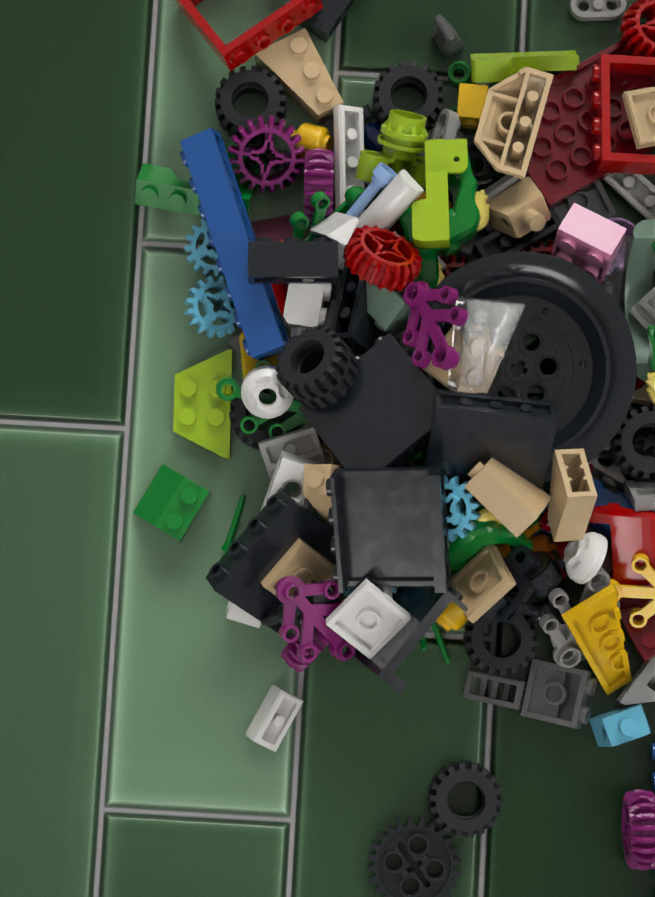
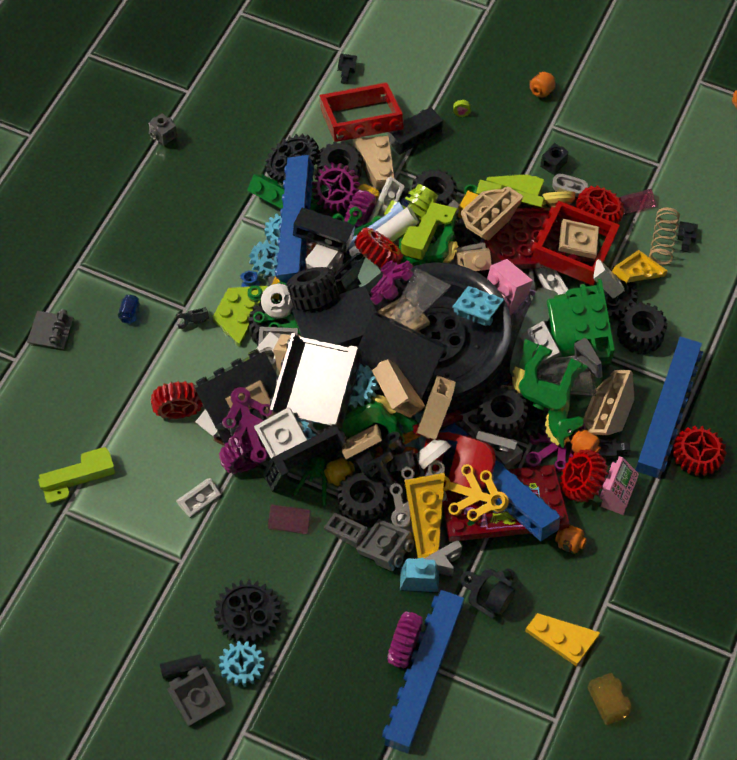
camera: 20 degrees right, 25 degrees down
(49, 466) = (128, 309): none -> clear blue brick
(110, 732) = (93, 466): none -> lime piece
(148, 440) = (196, 316): none -> black plate
(172, 503) = (194, 356): green slope -> none
(177, 119) = (292, 147): none -> black gear
(181, 595) = (175, 400): none -> red gear
(198, 355) = (249, 275): none -> blue plate
(337, 227) = (360, 224): white slope -> none
(411, 705) = (289, 519): none -> clear pink slope
(446, 36) = (470, 169): dark grey slope -> none
(483, 816) = (298, 567): black tyre -> none
(530, 35) = (523, 183): none -> lime slope
(571, 312) = (477, 304): none -> medium azure hinge
(592, 37) = (553, 197): none -> light yellow piece

